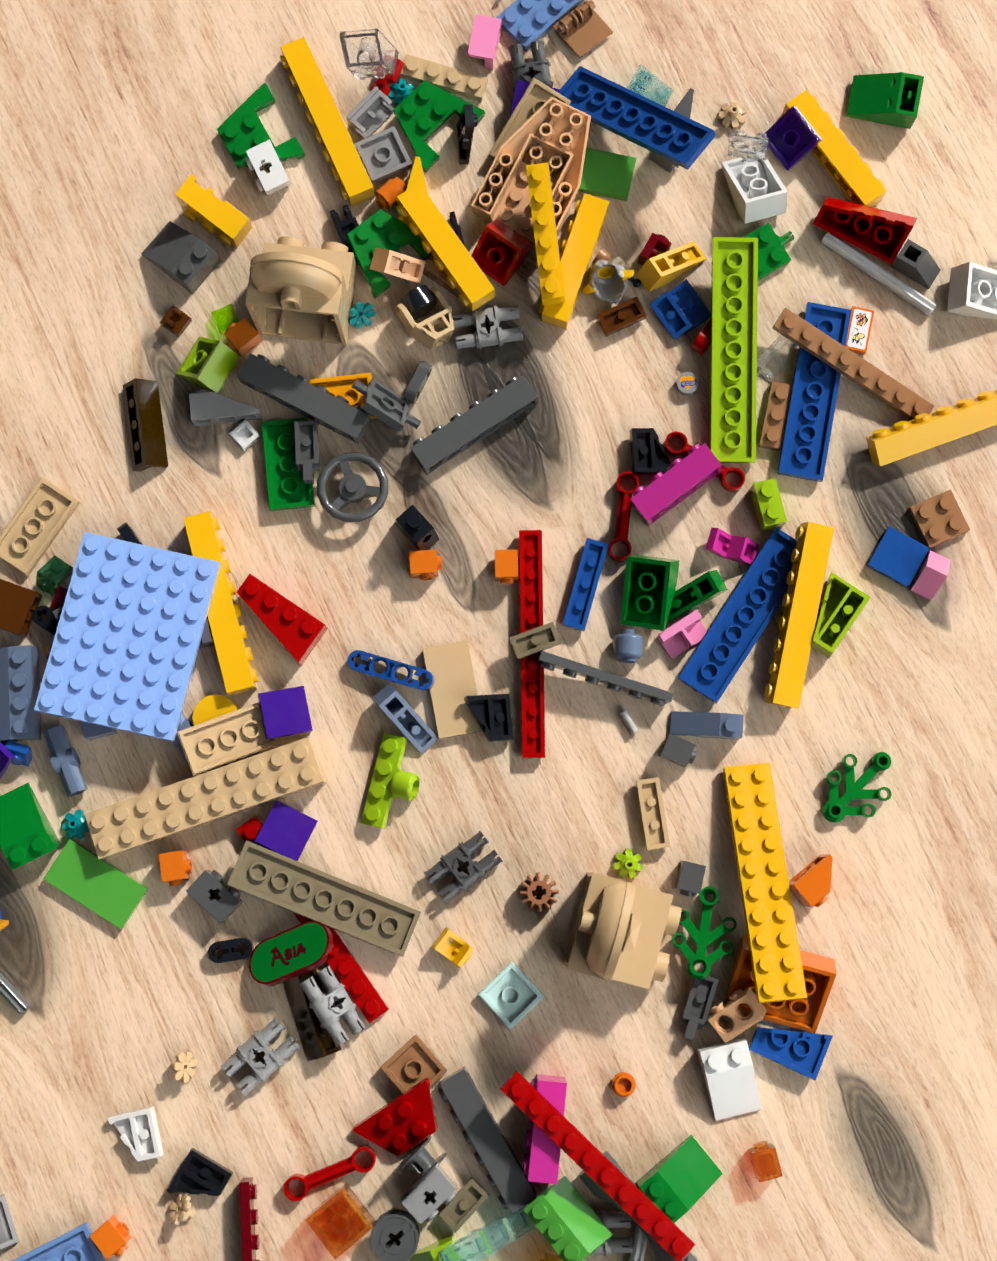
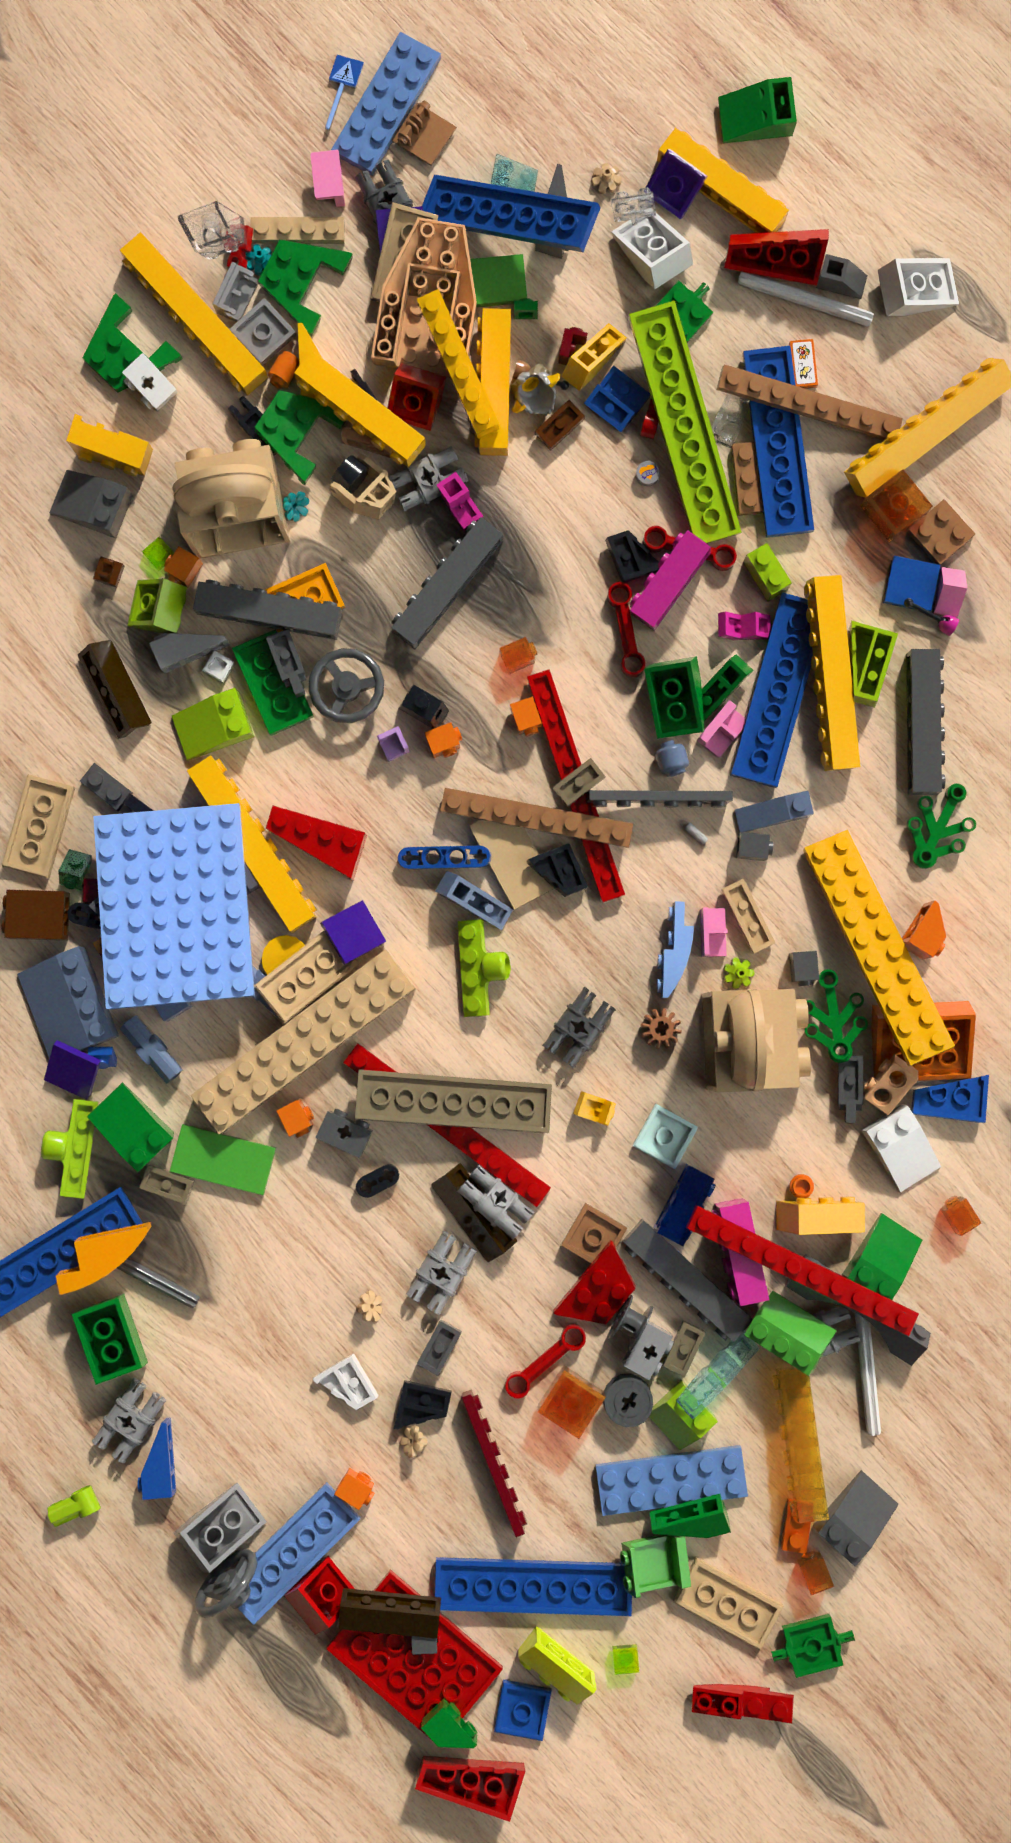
camera: 15 degrees left, 5 degrees up
(36, 890) = (166, 1184): none -> dark tan plate
(76, 825) = (188, 1108): teal plant -> none
(107, 509) = (105, 786): none -> dark grey plate
(222, 484) = (213, 724): none -> lime slope
(235, 1127) = (439, 1347): none -> dark grey plate
(286, 831) = (393, 1048): dark purple tile -> none
(291, 953) = (438, 1164): green tile -> none
(378, 553) = (393, 743): none -> lavender panel
(385, 405) = (352, 591): dark grey plate -> none
(397, 265) = (317, 443): light nougat brick -> none
(418, 382) = (376, 557): dark grey beam -> none
(465, 130) = (339, 280): black wing -> none
(486, 661) = (536, 817): none -> medium nougat plate
(508, 354) = (458, 500): none -> dark pink slope
(515, 1055) = (688, 1192): none -> clear blue wedge
(517, 508) = (518, 655): none -> clear orange brick
(569, 832) = (674, 961): none -> light blue slope
(585, 584) = (610, 710): blue plate -> none
(615, 818) = (713, 932): none -> bright pink panel
(623, 206) = (525, 309): none -> green plate
(632, 1119) = (820, 1216): none -> yellow wedge
(871, 686) = (924, 722): none -> dark grey brick
(904, 481) = (896, 505): none -> clear orange brick
(919, 602) = (946, 624): none -> hinge

